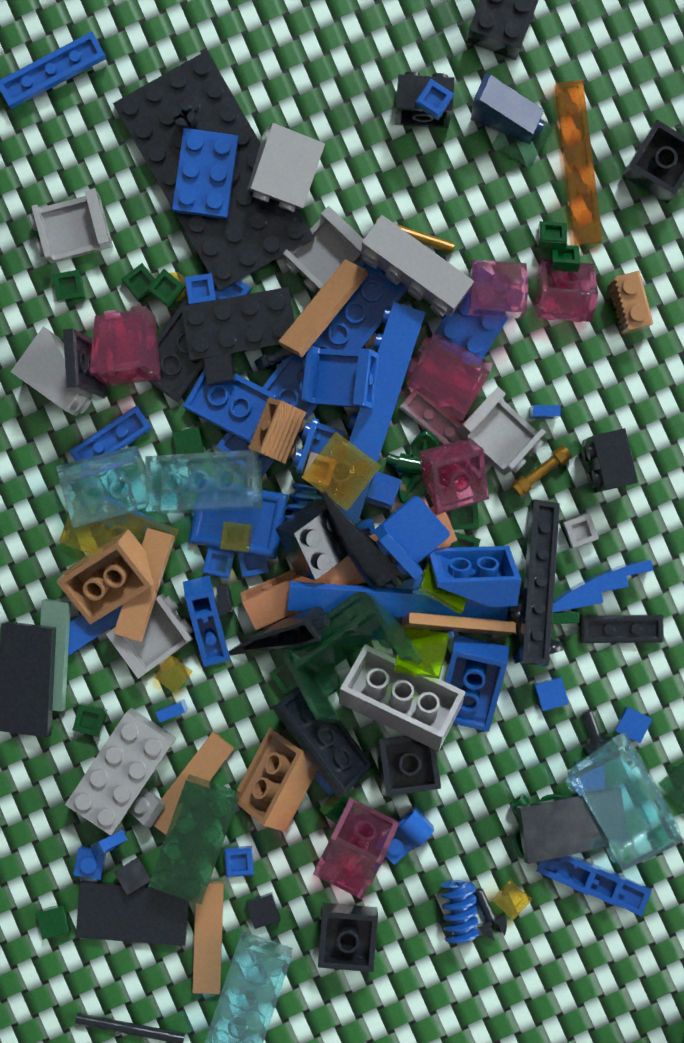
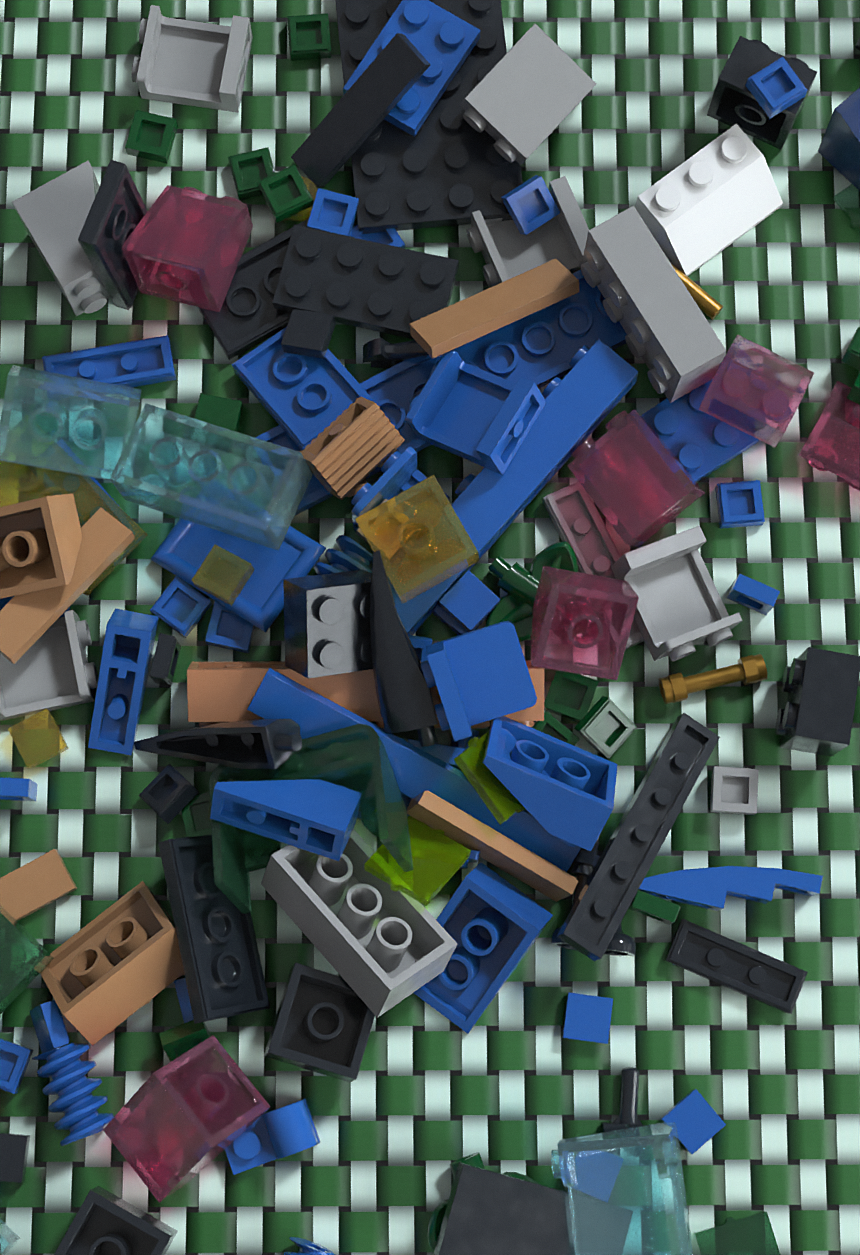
camera: 25 degrees right, 10 degrees down
(134, 180) = (309, 37): none -> dark green tile
(189, 219) = (360, 110): none -> black tile
(256, 831) = (49, 1026): none -> blue tile
(262, 673) = (168, 793): none -> black tile
(287, 860) = (73, 1091): none -> blue piece
(315, 232) = (530, 205): none -> blue tile
(344, 658) = (294, 812): none -> blue slope
(420, 182) = (709, 200): none -> white slope
(492, 526) = (605, 727): none -> tile
(514, 359) = (739, 504): none -> blue tile

